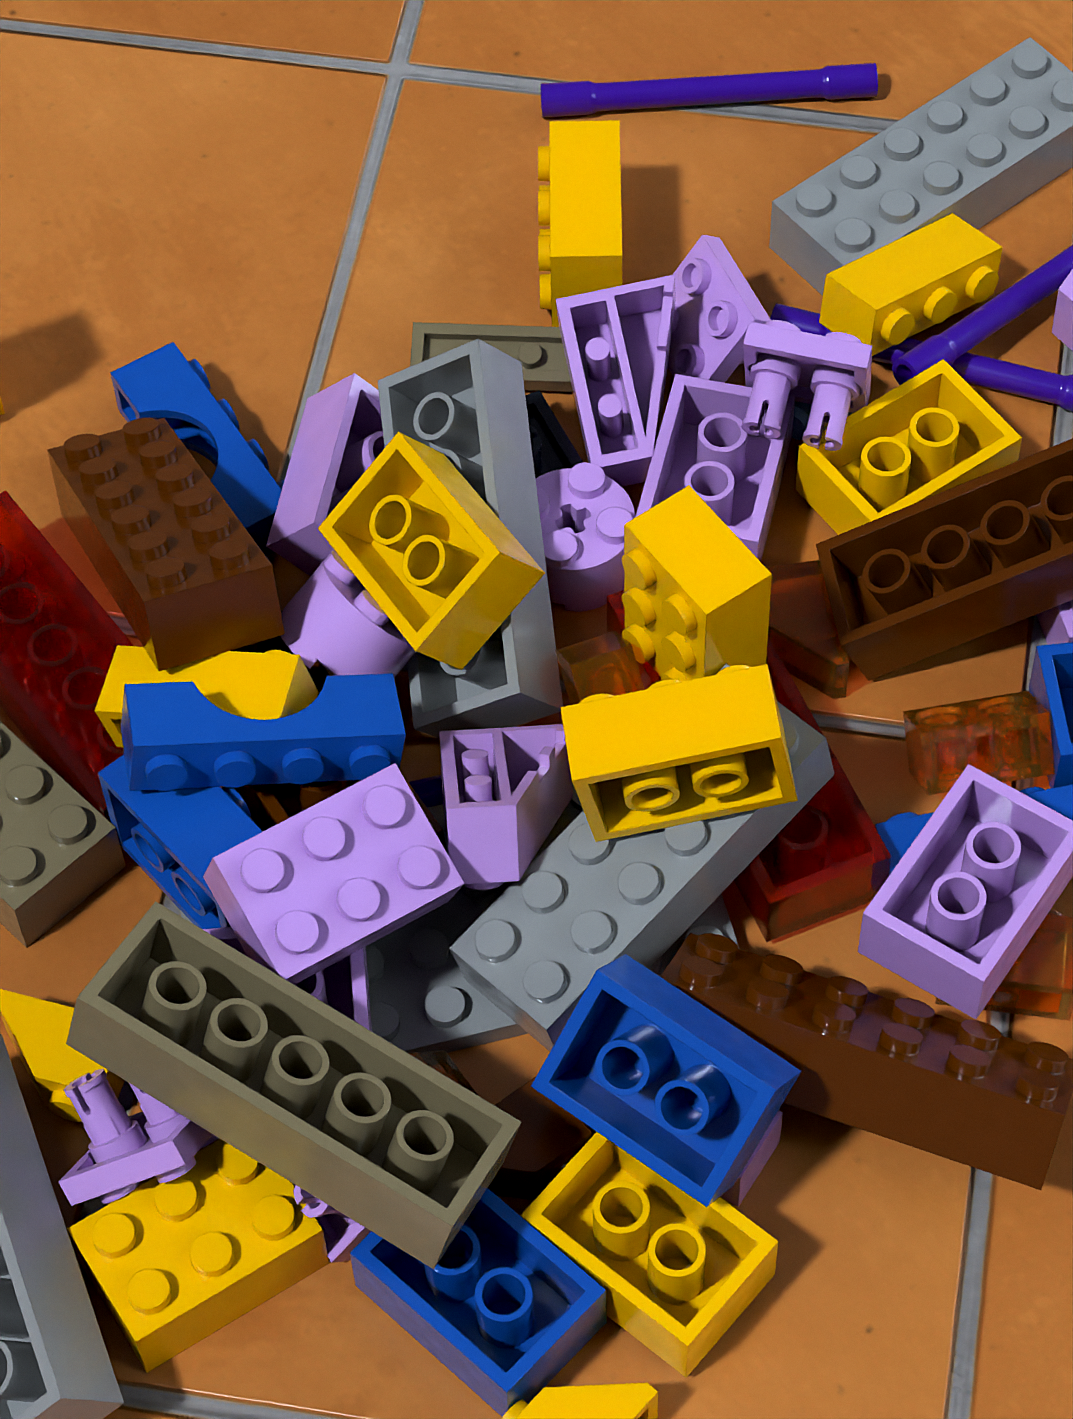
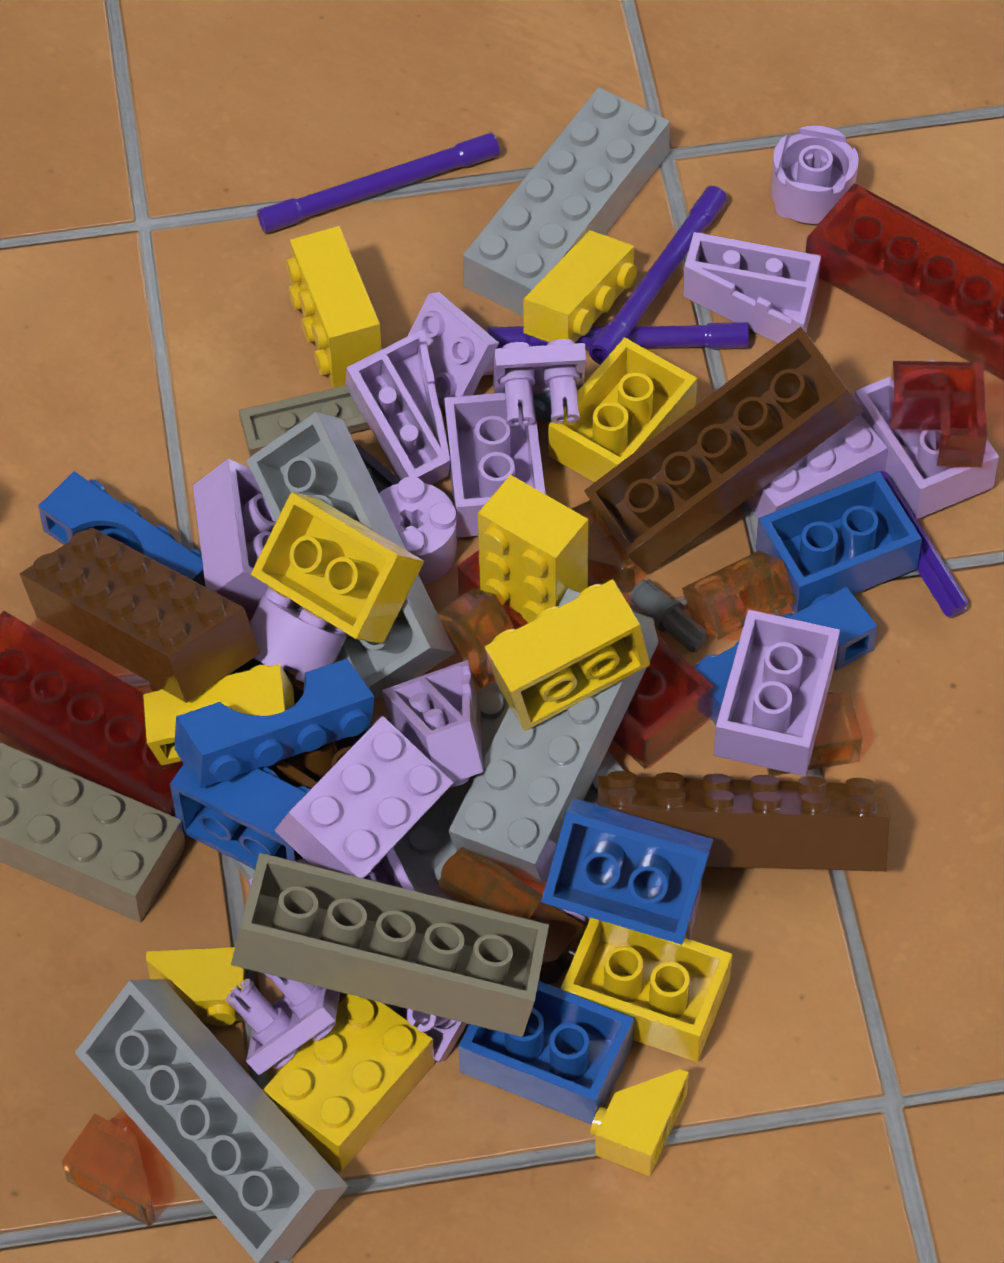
camera: 20 degrees left, 0 degrees up
(479, 1043) = (487, 885): none -> clear orange brick
(875, 743) = (669, 615): none -> dark grey axle

